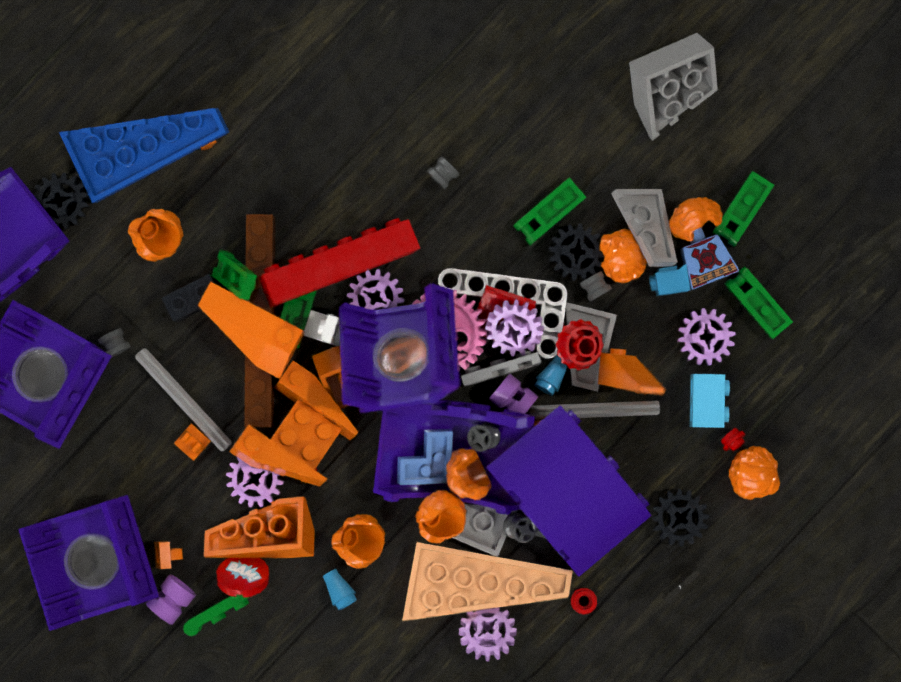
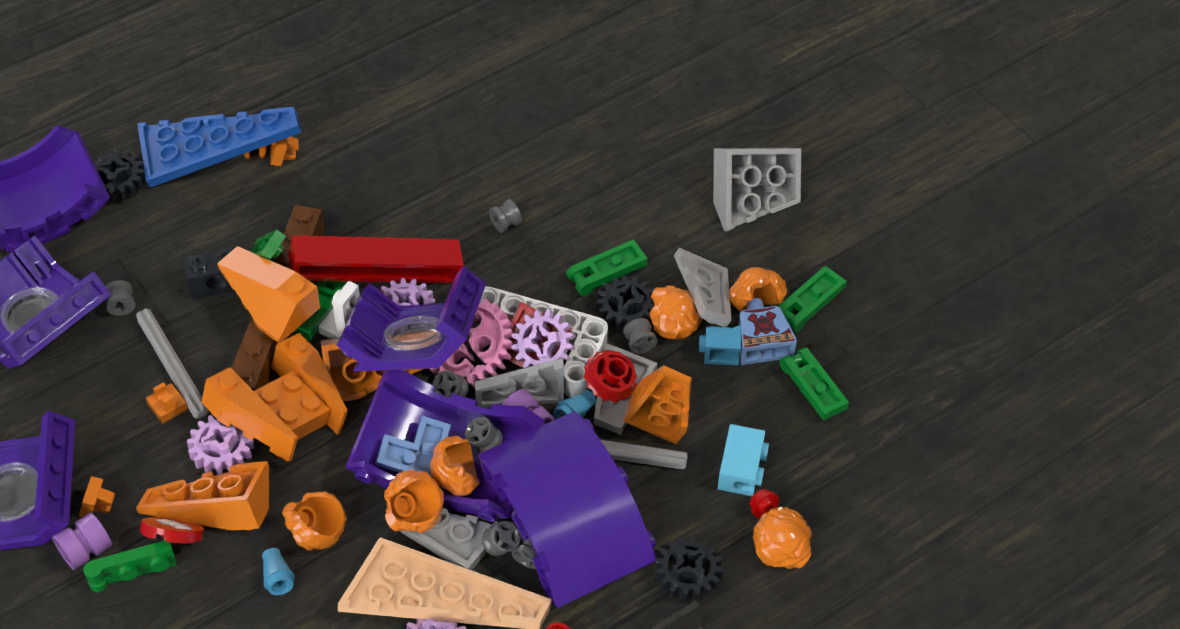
camera: 10 degrees right, 35 degrees down
(156, 234) = (199, 213): orange hair -> none
(705, 323) = (736, 402): lavender gear -> none

